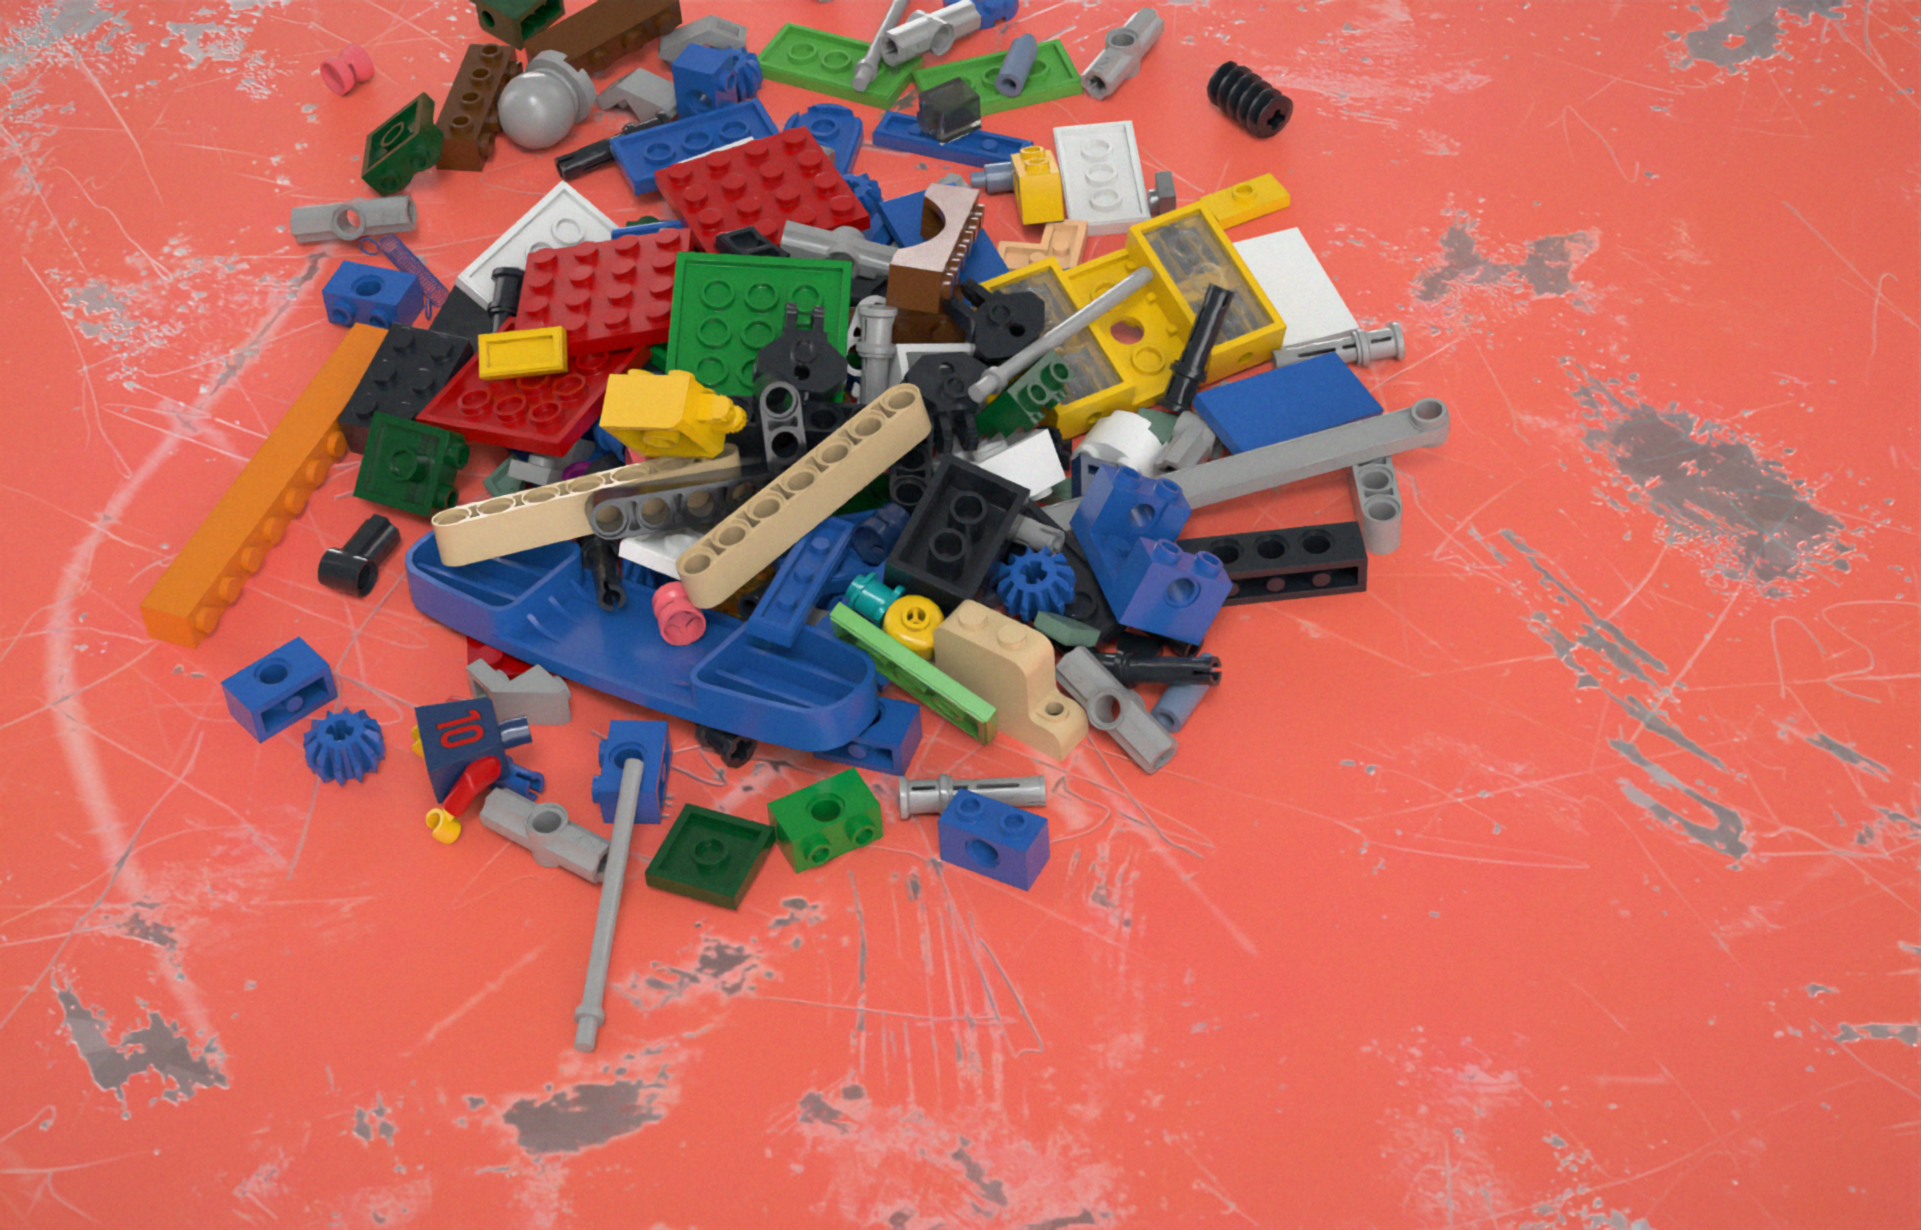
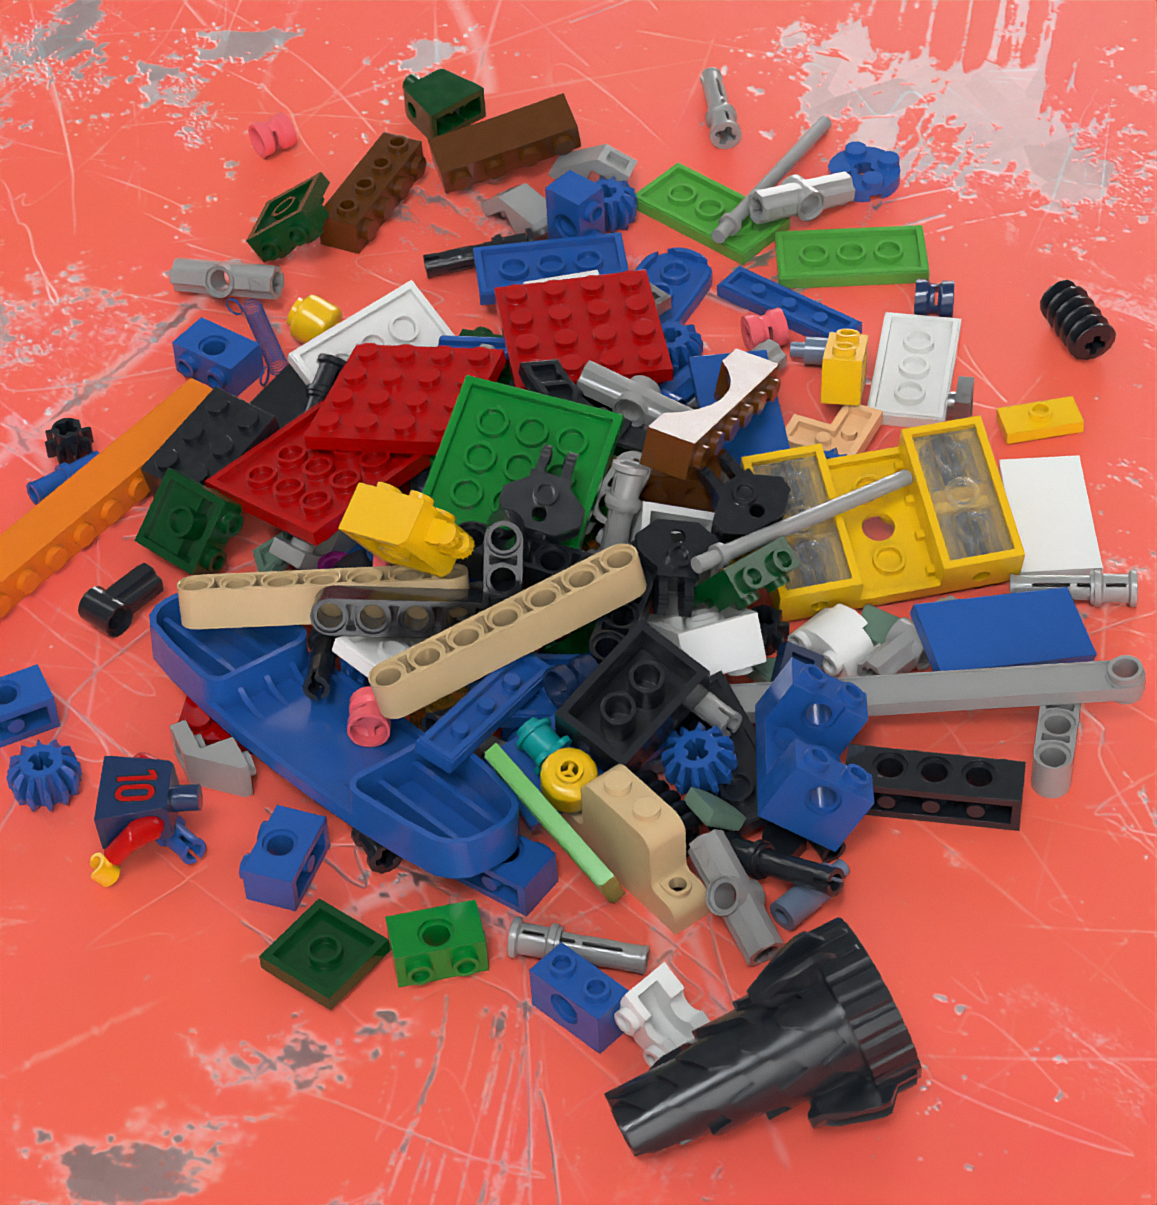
camera: 15 degrees right, 0 degrees up
(233, 462) = (45, 485): none -> blue pin
(242, 412) = (68, 440): none -> black gear
(462, 242) = (312, 317): none -> yellow head
(522, 353) = (313, 440): yellow tile -> none
(545, 101) = (429, 200): light grey tile -> none
(546, 833) = (190, 900): light grey piece -> none
(589, 1014) = (166, 1078): light grey bar -> none
(932, 166) = (761, 328): none -> coral wheel
(949, 111) = (790, 278): clear smoke brick -> none
(1017, 65) = (870, 245): sand blue cylinder -> none
(1089, 104) = (925, 298): none -> dark blue wheel
(1089, 845) = (658, 1014): none -> white cylinder
(1122, 53) = (976, 249): light grey piece -> none
(1189, 369) = (920, 577): black pin -> none
(1254, 810) = (806, 1030): none -> black cone

